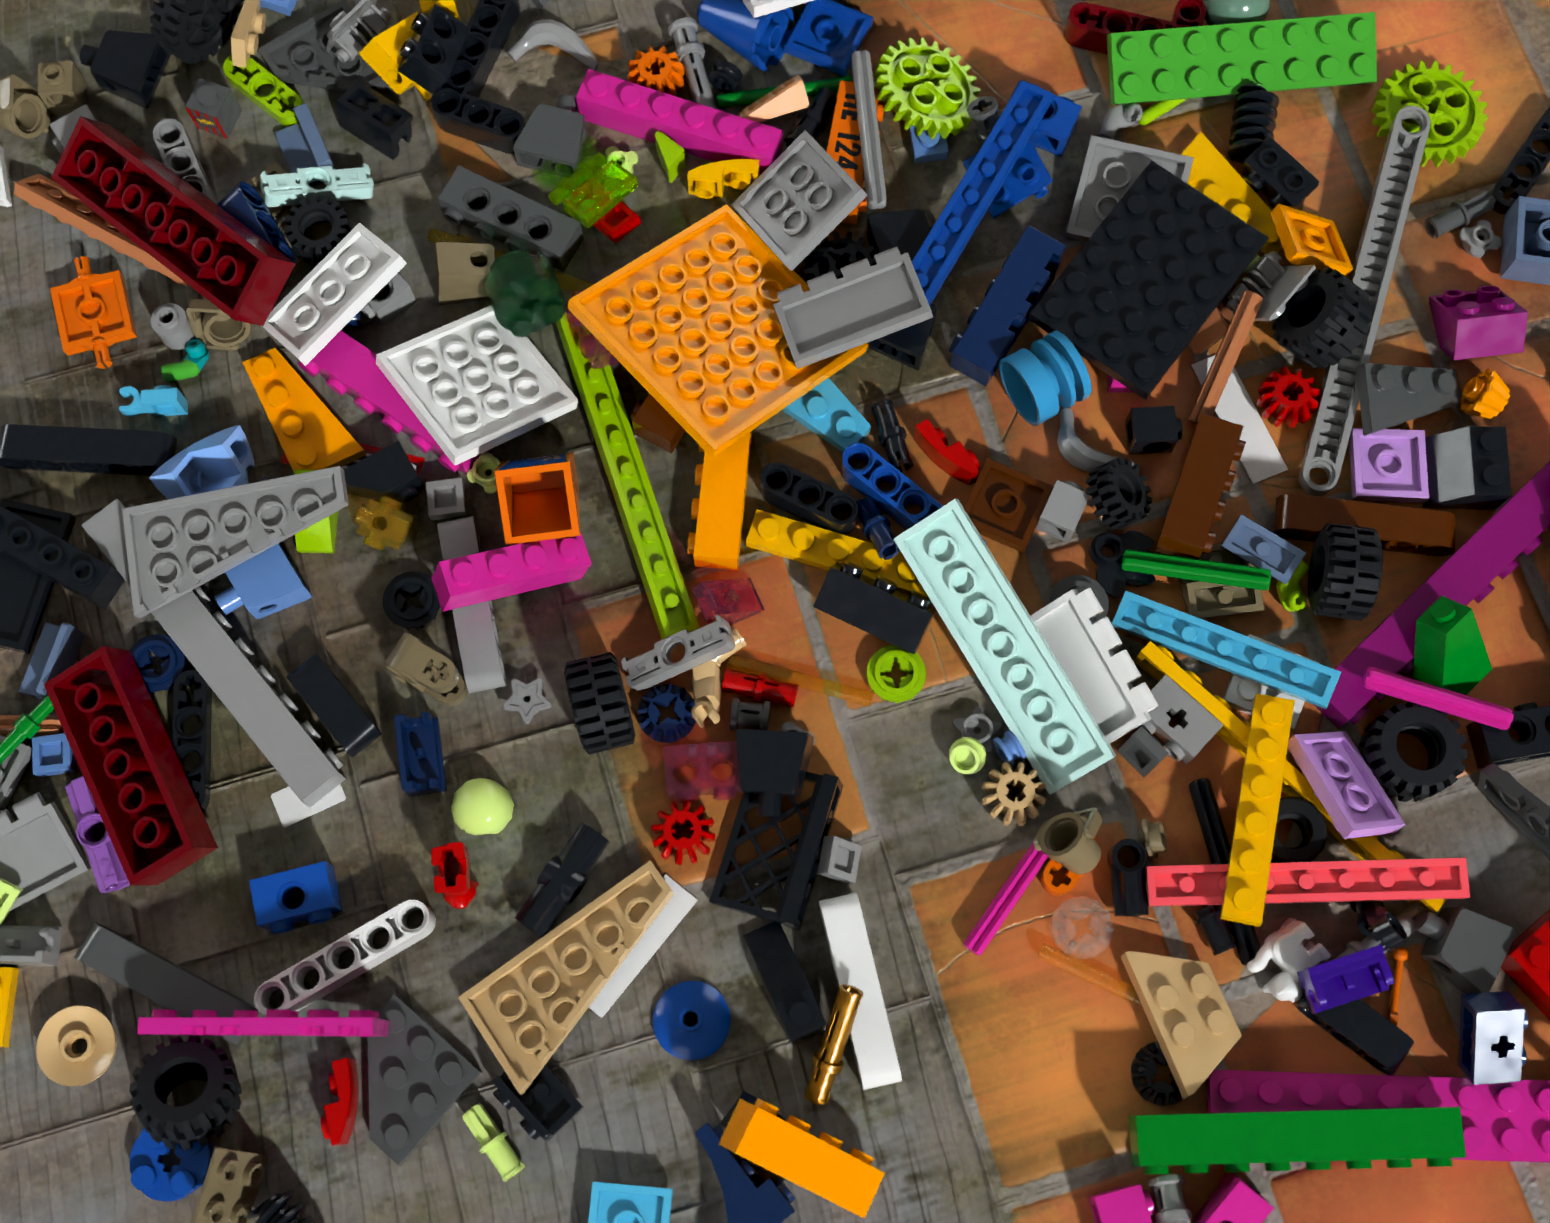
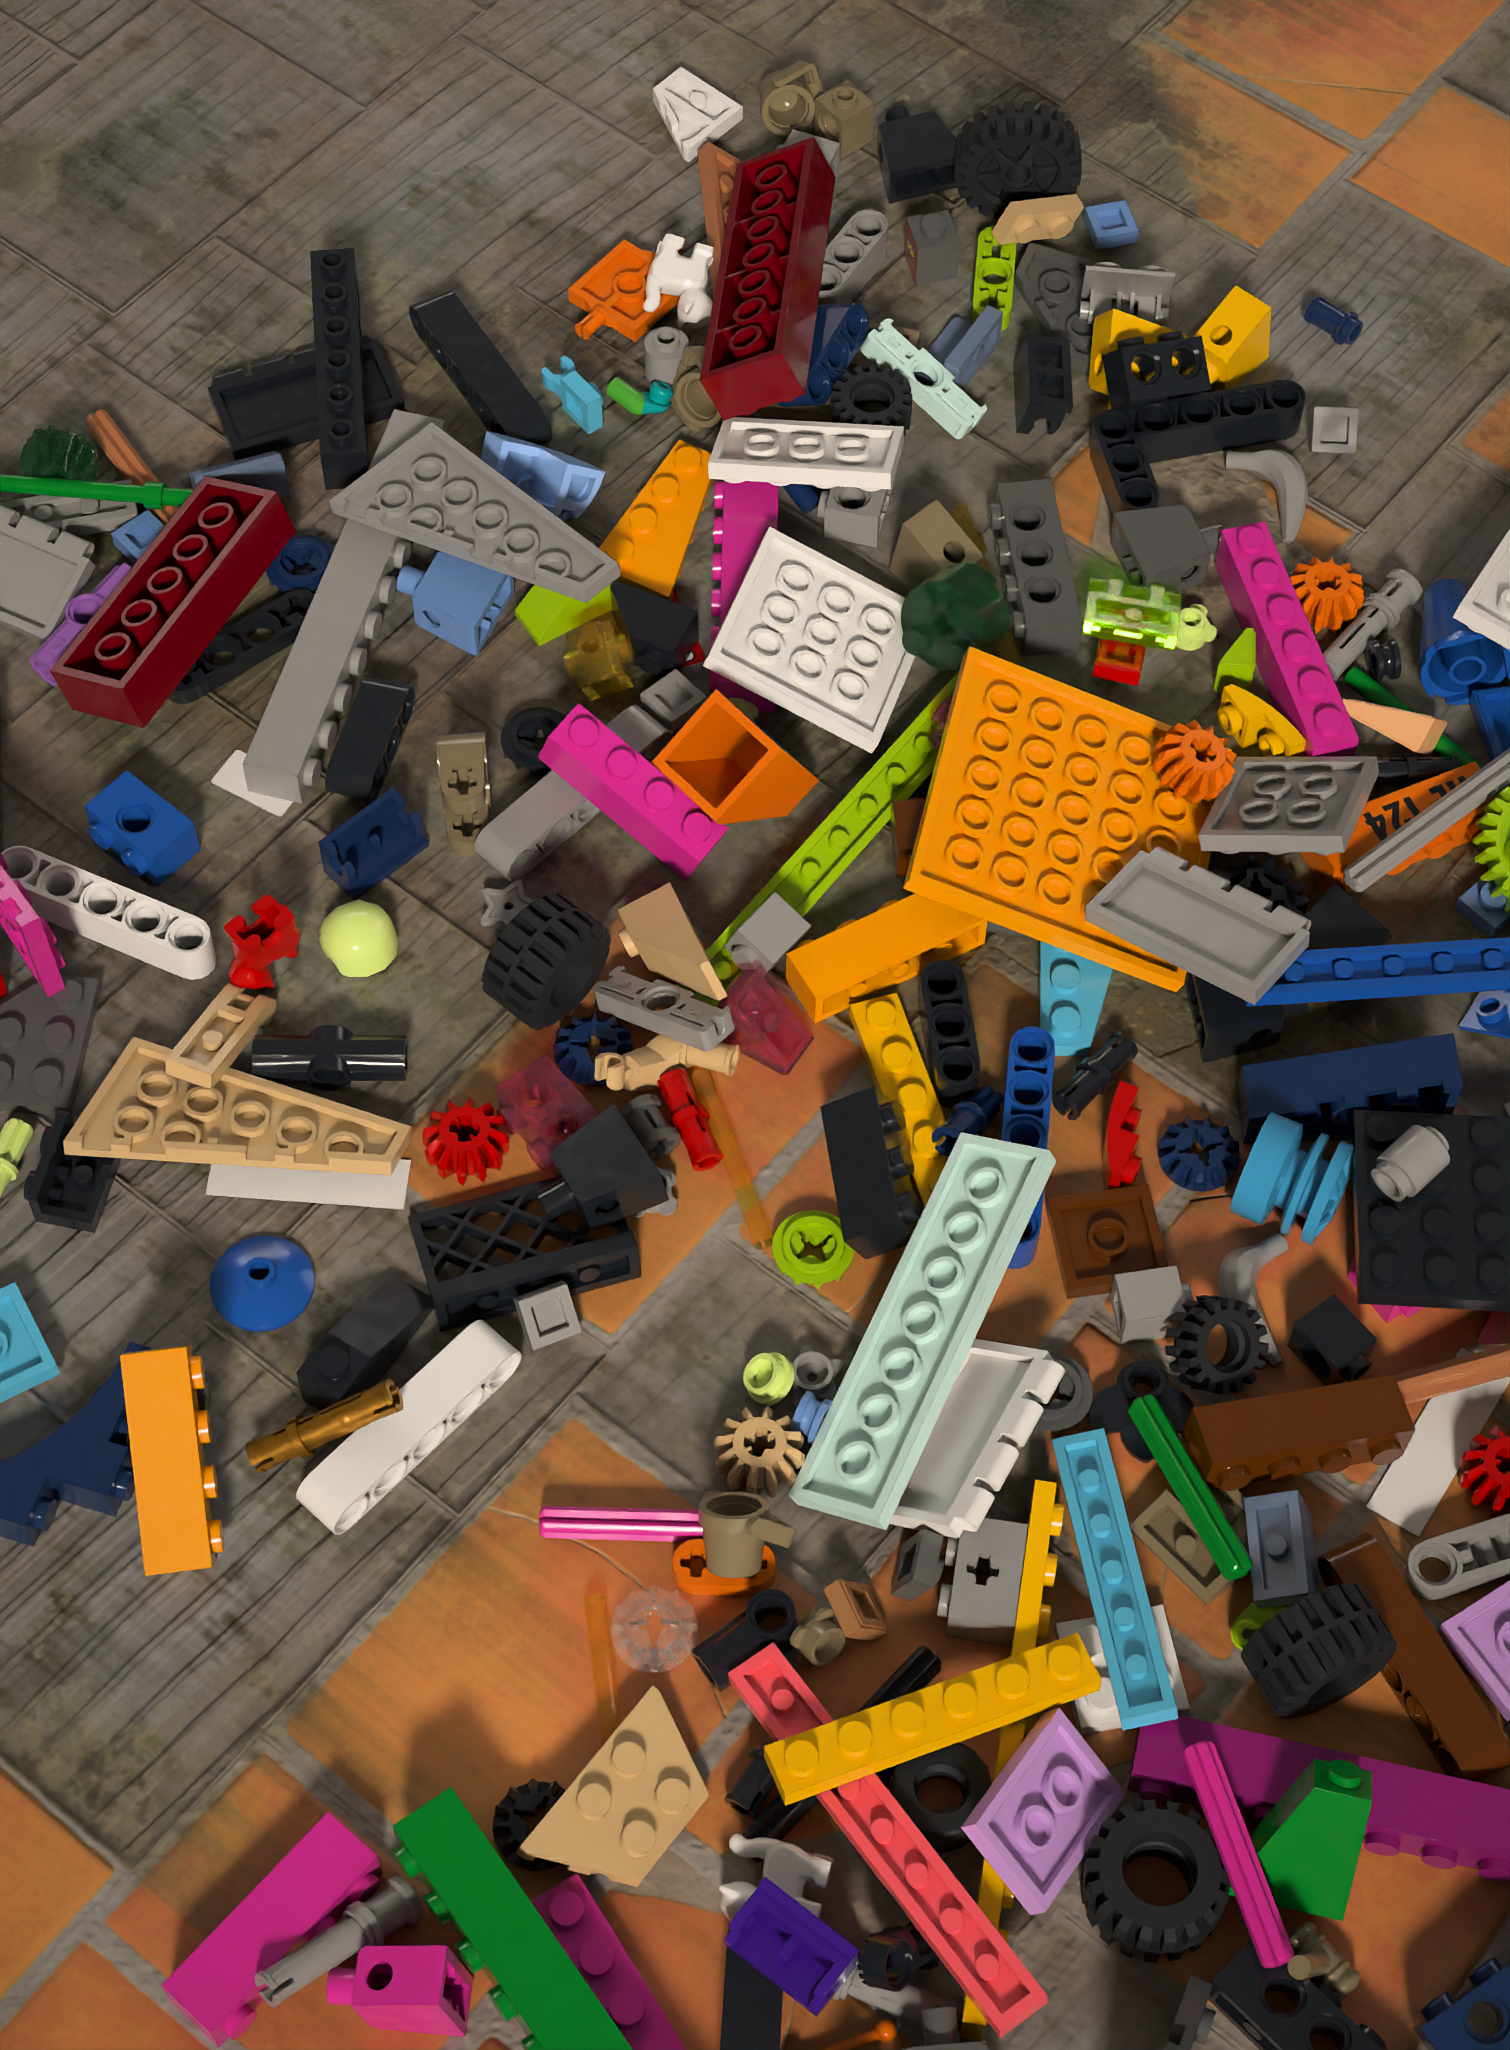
camera: 55 degrees right, 15 degrees down
(116, 274) = (680, 277): none -> white animal
(501, 942) = (219, 1036): none -> tan plate
(636, 620) = (668, 942): none -> tan slope
(674, 559) = (767, 936): none -> light grey brick
(732, 231) = (1193, 762): none -> orange gear
(988, 428) = (1187, 1169): none -> dark blue gear
(1096, 308) = (1411, 1162): none -> light grey brick
(1148, 805) = (856, 1610): none -> medium nougat tile
(1510, 695) = (1320, 1961): none -> dark tan piece

